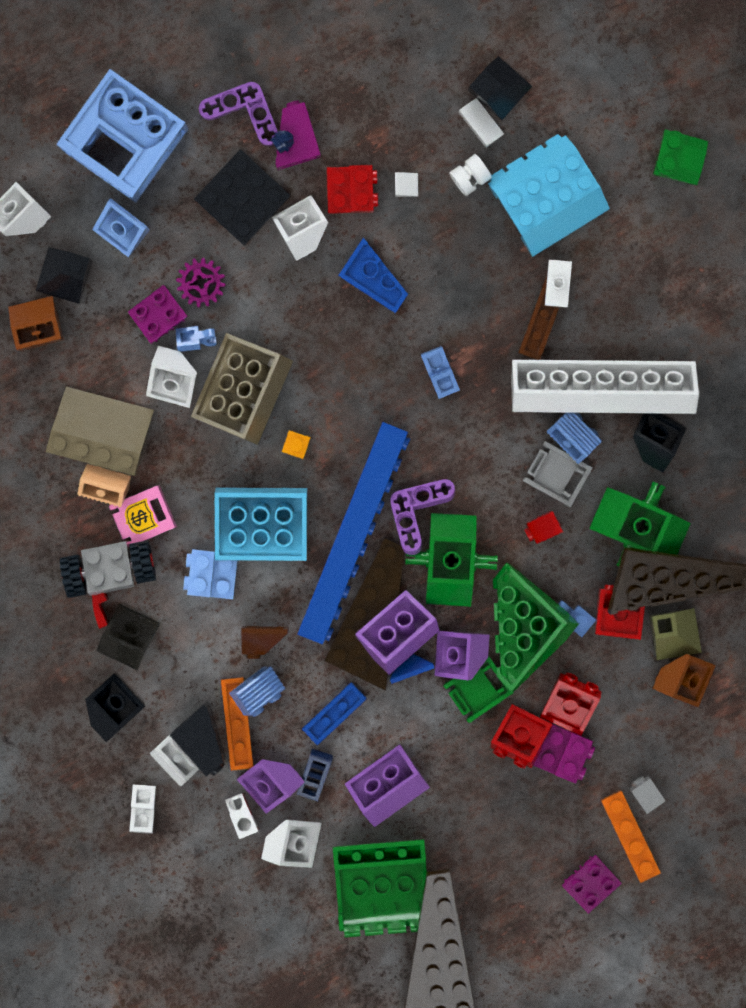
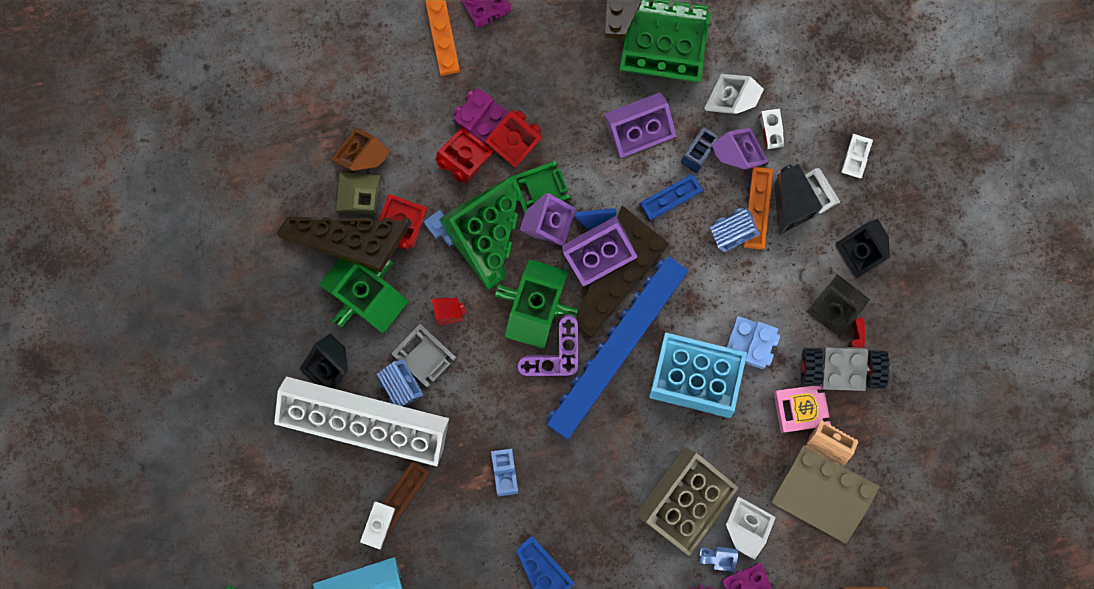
camera: 160 degrees left, 10 degrees down
(260, 639) = (721, 274): reddish brown slope -> none
(296, 444) = (649, 439): light orange plate -> none
(646, 793) = (419, 65): light grey brick -> none

